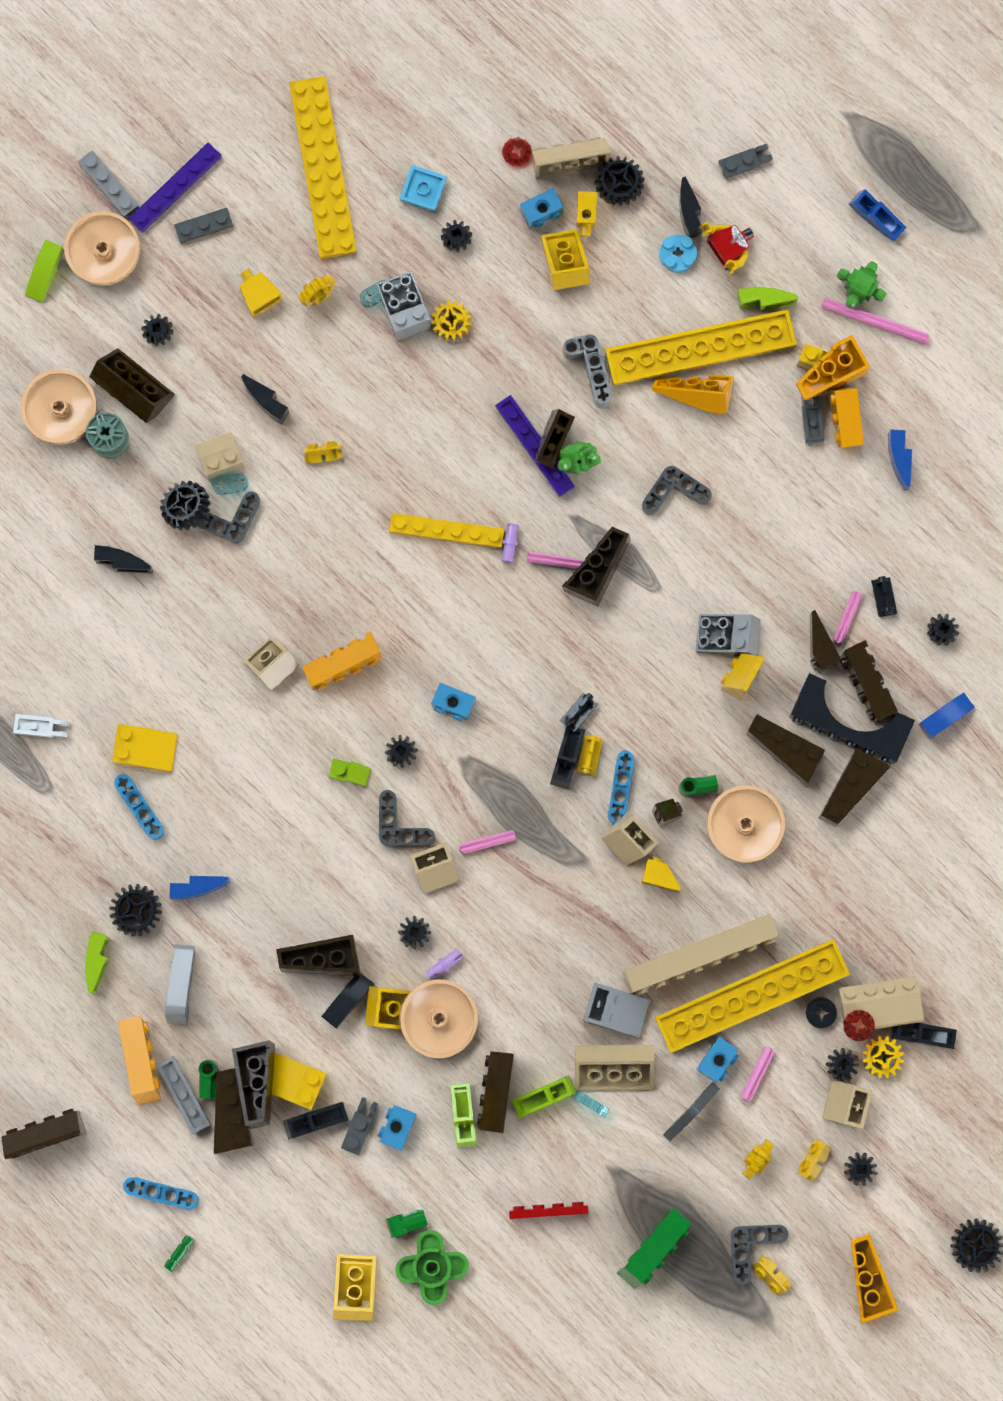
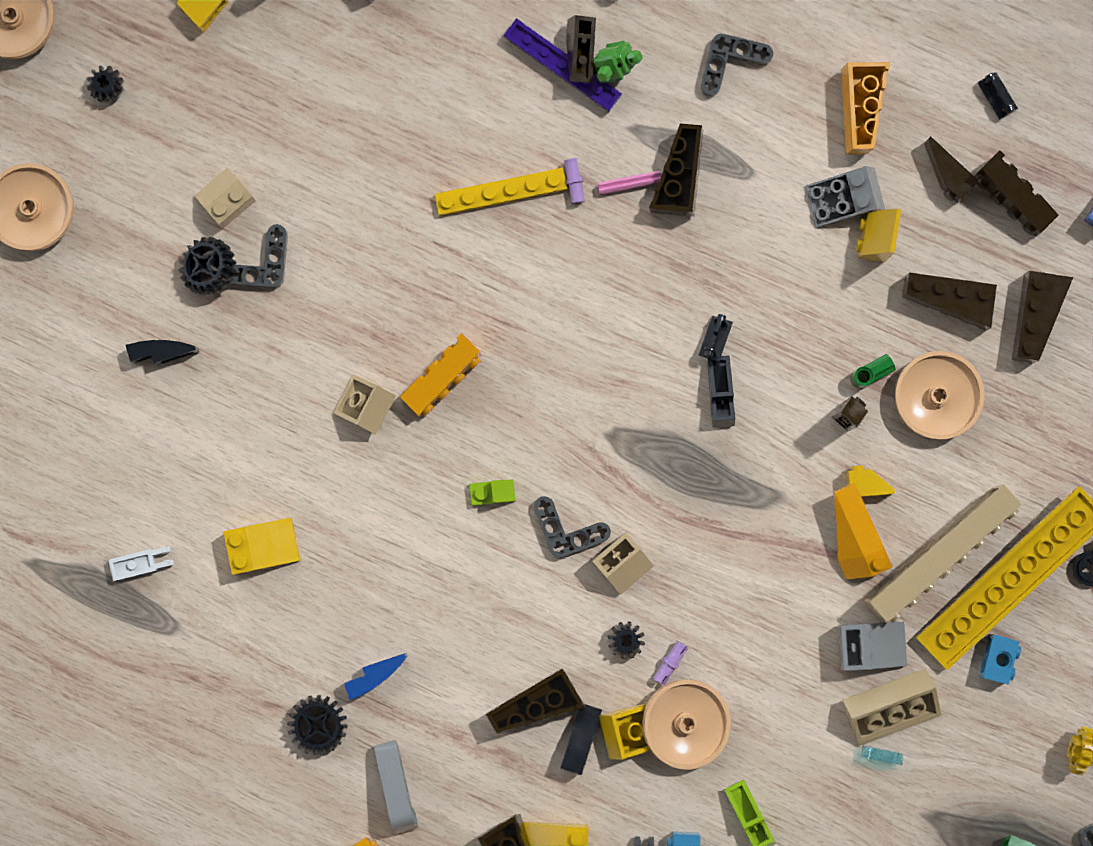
camera: 15 degrees left, 5 degrees up
(95, 962) = (294, 795): lime slope -> none
(107, 446) = (103, 228): sand green wheel -> none
(131, 385) = (99, 154): dark brown slope -> none
(137, 808) = (277, 614): dark azure beam -> none
(231, 488) = (244, 220): clear light blue beam -> none
(265, 399) = (251, 118): black slope -> none
(330, 451) = (327, 156): yellow hinge -> none
(395, 755) = (543, 442): black gear -> none
(444, 694) = (589, 371): dark azure brick -> none
(487, 842) = (668, 514): bright pink axle -> none
(496, 1091) = (777, 780): dark brown slope -> none
(544, 1096) = (829, 765): lime slope -> none
(589, 755) = (743, 380): yellow hinge -> none
(618, 787) = (786, 404): dark azure beam -> none
(629, 839) = (821, 456): tan slope -> none
(635, 920) = (859, 545): none -> light orange wedge
(691, 1112) = (996, 727): dark grey beam -> none
(757, 1074) = (1046, 658): bright pink axle -> none
(770, 560) = (862, 101): none -> light orange wedge
(812, 711) = (967, 247): black arch -> none
(847, 617) = (966, 132): bright pink axle -> none
(940, 635) = (1076, 116): black gear -> none

